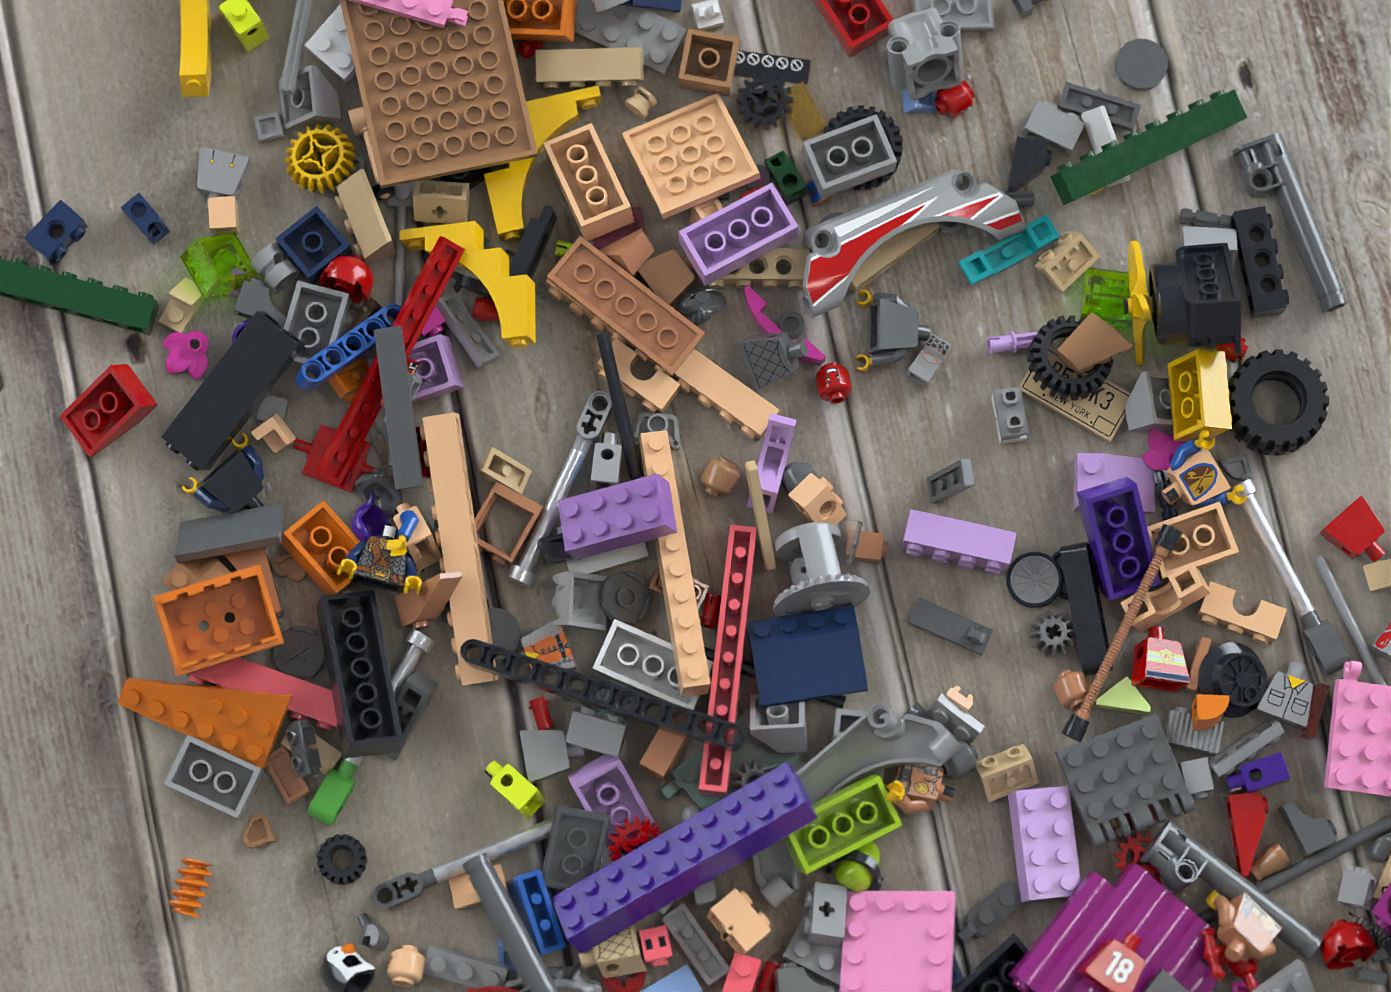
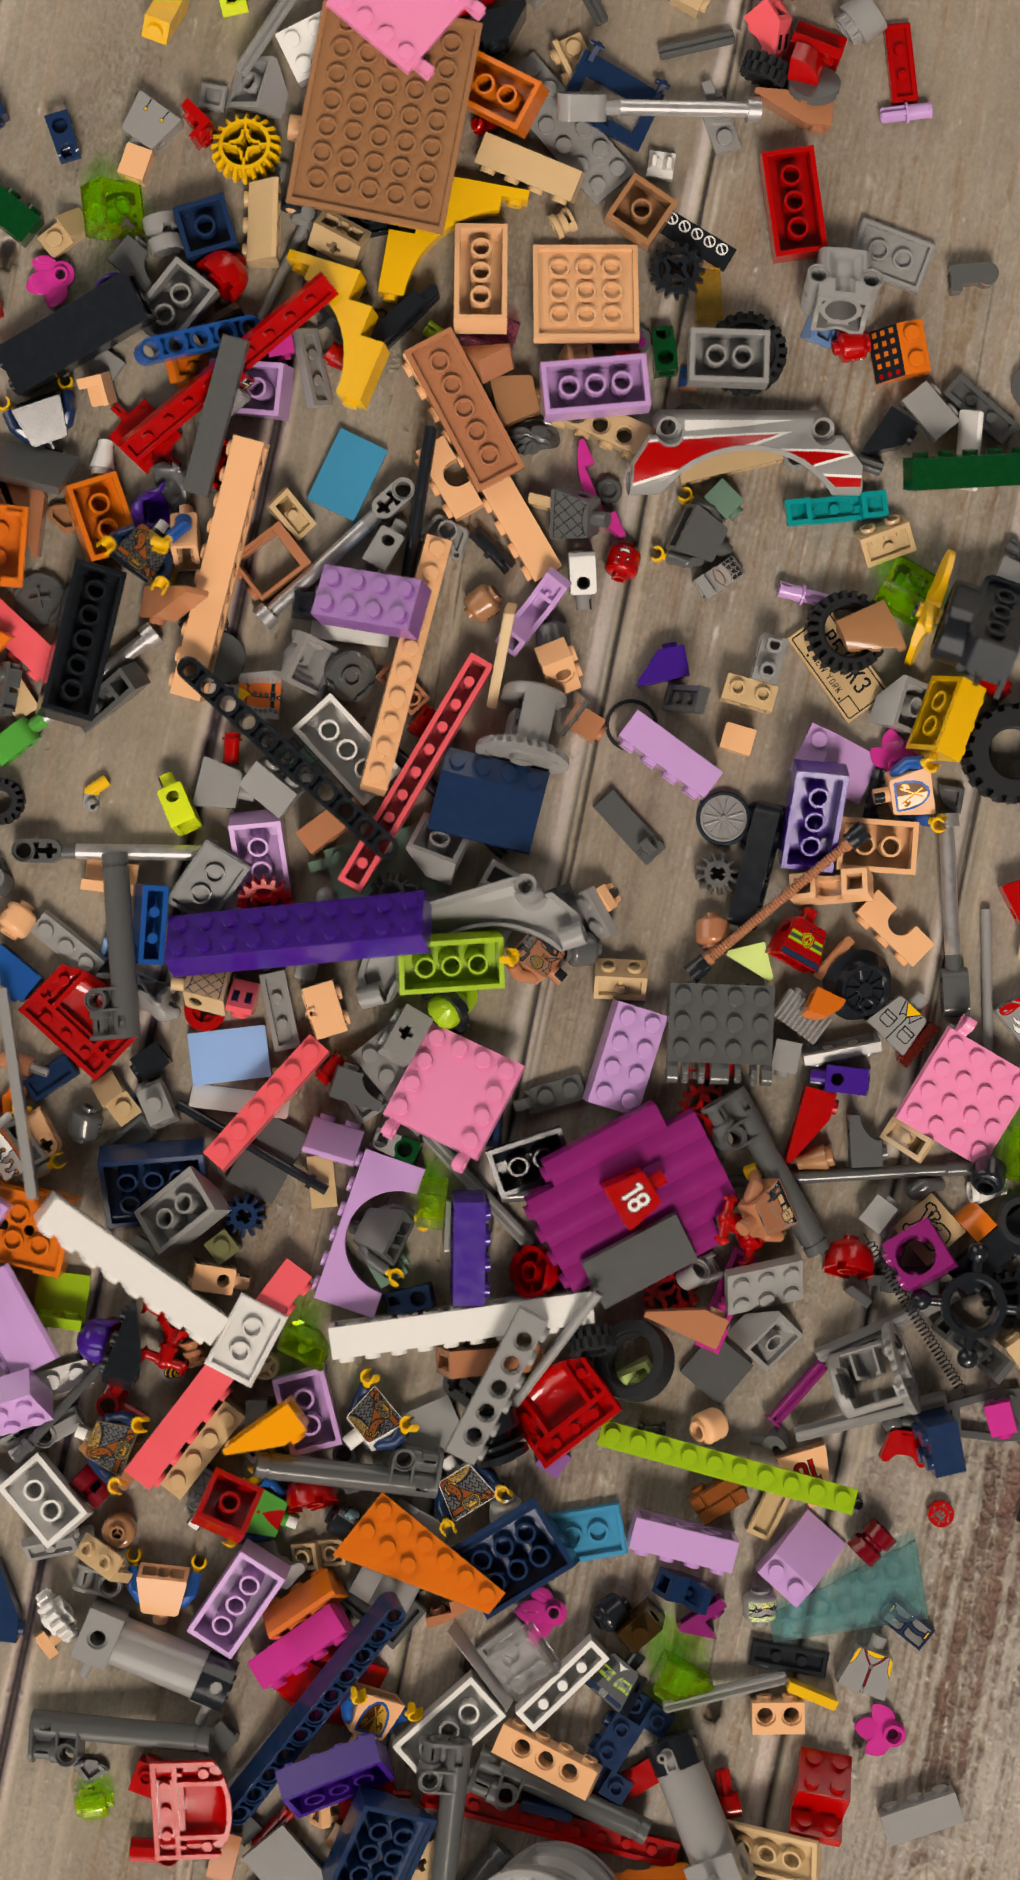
camera: 25 degrees right, 10 degrees up
(268, 154) = (200, 124): none -> red bracket
(305, 495) = (103, 458): none -> white cone
(427, 815) = (91, 793): none -> arm
(541, 414) = (347, 475): none -> dark azure tile
(706, 424) = (491, 549): none -> black pin
(732, 361) = (539, 501): none -> tan tile
(801, 400) = (582, 564): none -> torso
(903, 285) = (725, 499): none -> sand green brick
(907, 506) = (619, 704): none -> black piece
(917, 461) = (666, 666): none -> dark purple slope
(1002, 86) = (899, 352): none -> slope
(1006, 453) = (749, 693): none -> tan bracket
(1014, 500) = (737, 739): none -> light nougat panel
(1347, 805) = (906, 1139): none -> tan slope

